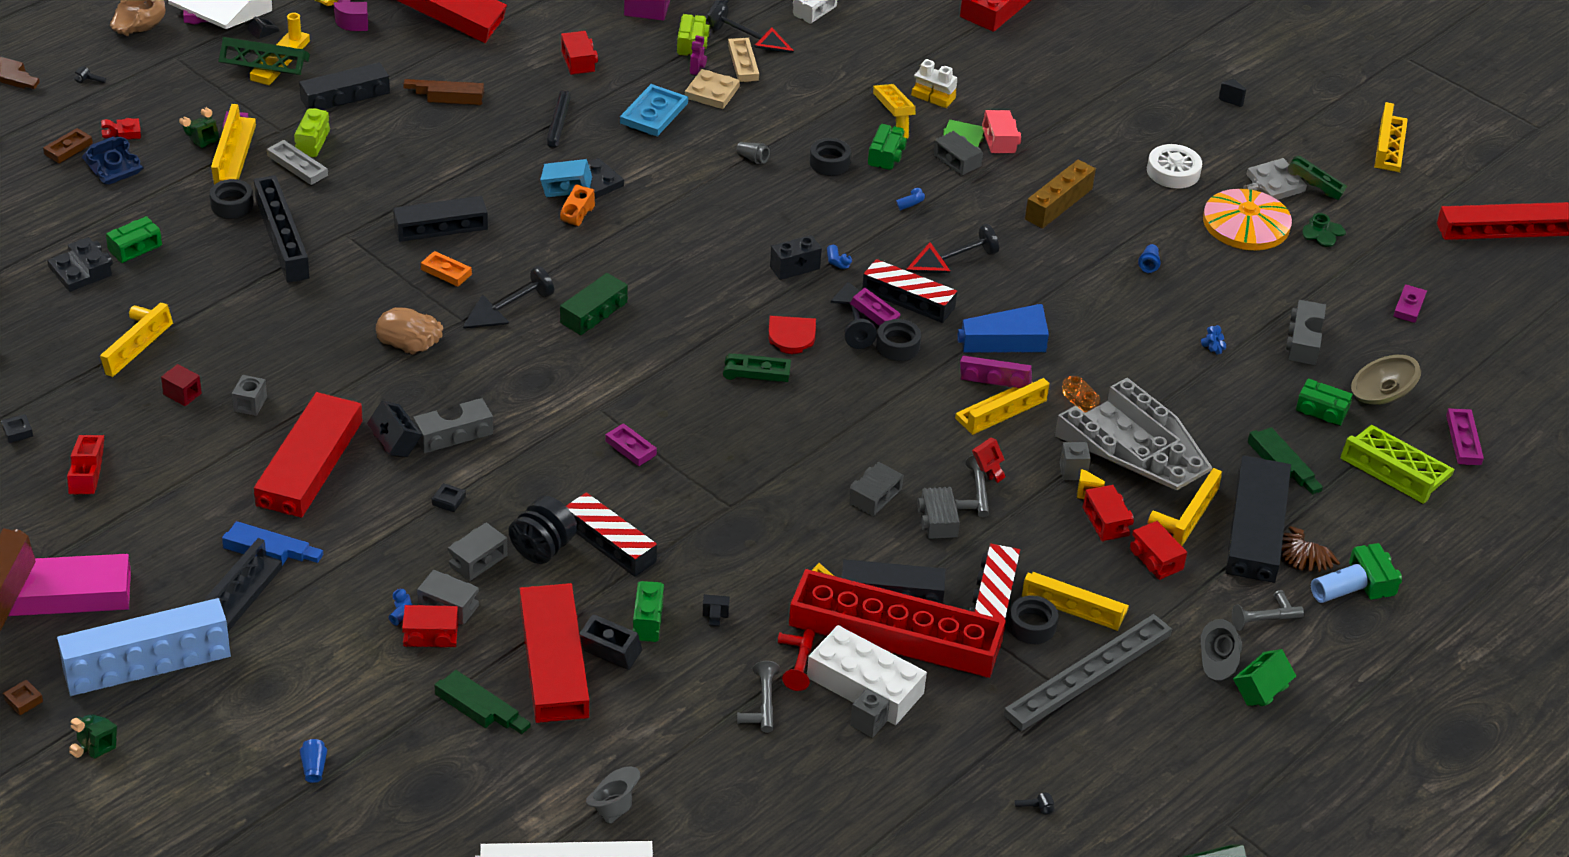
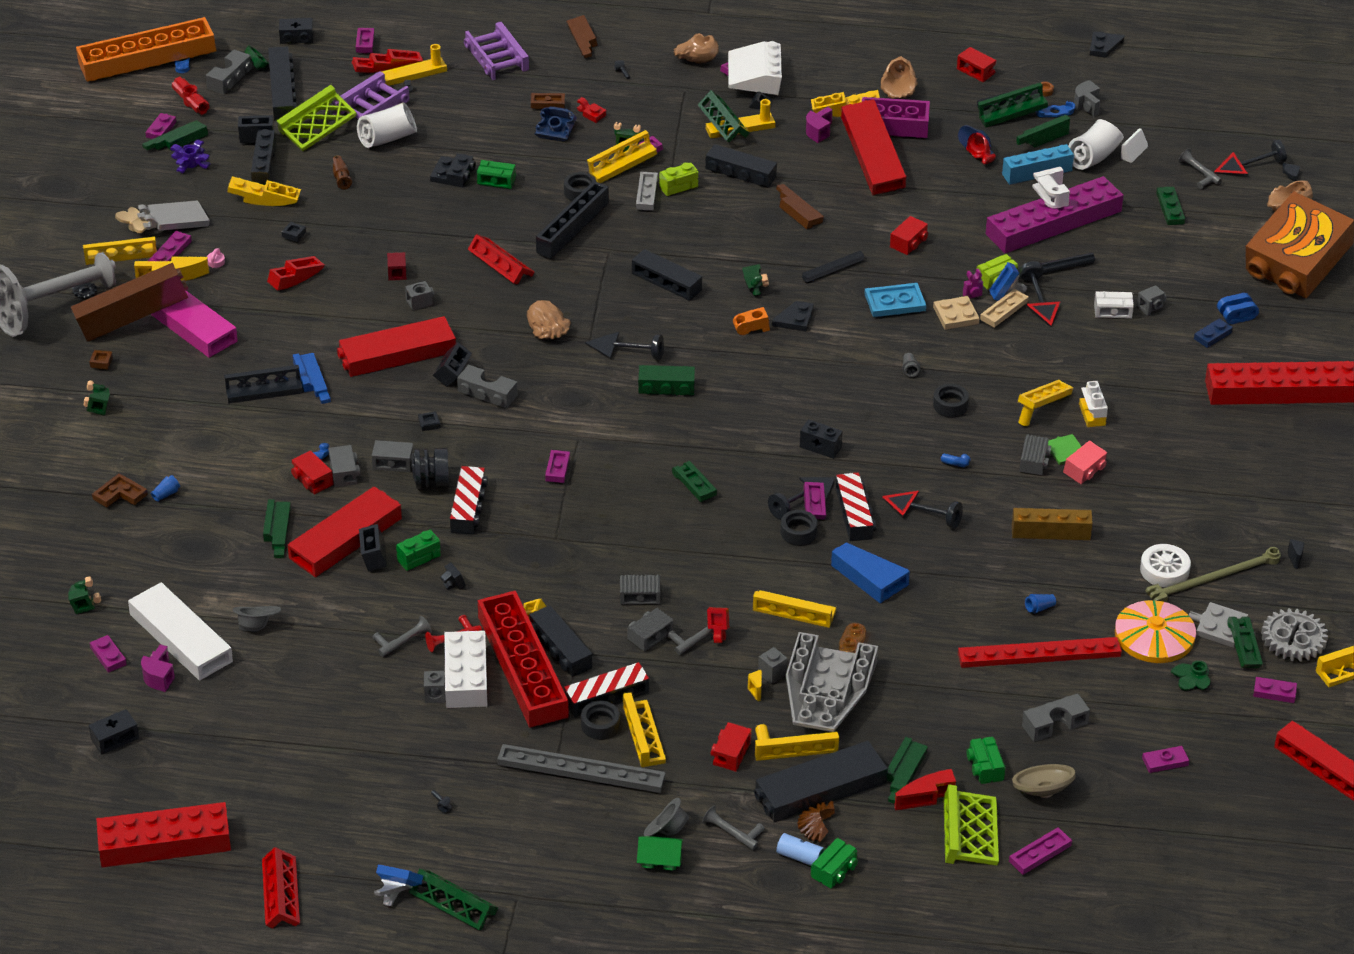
camera: 55 degrees right, 0 degrees up
(134, 341) = (415, 227): yellow piece -> none
(144, 646) = (174, 375): light blue brick -> none
(266, 311) = (499, 259): none -> red fence
(268, 796) = (119, 487): none -> reddish brown plate
(446, 268) = (624, 304): orange plate -> none
(522, 169) = (754, 279): none -> dark green piece
(561, 177) = (771, 299): dark azure brick -> none
(719, 36) = (1006, 282): none -> blue piece
(792, 333) = (749, 479): red tile -> none
(839, 261) = (848, 459): blue arm -> none
(887, 147) = (995, 419): green brick -> none
(995, 372) = (815, 585): magenta plate -> none
(1107, 512) = (741, 705): red brick -> none
(1208, 297) = (1039, 652): none -> red plate
(1214, 340) = (987, 675): blue plant -> none
(1218, 110) = (1156, 593): none -> olive hinge
(1330, 149) = (1308, 640): none -> light grey gear
(1330, 458) = (924, 790): none -> red slope
(1380, 199) = (1275, 689): none -> magenta plate

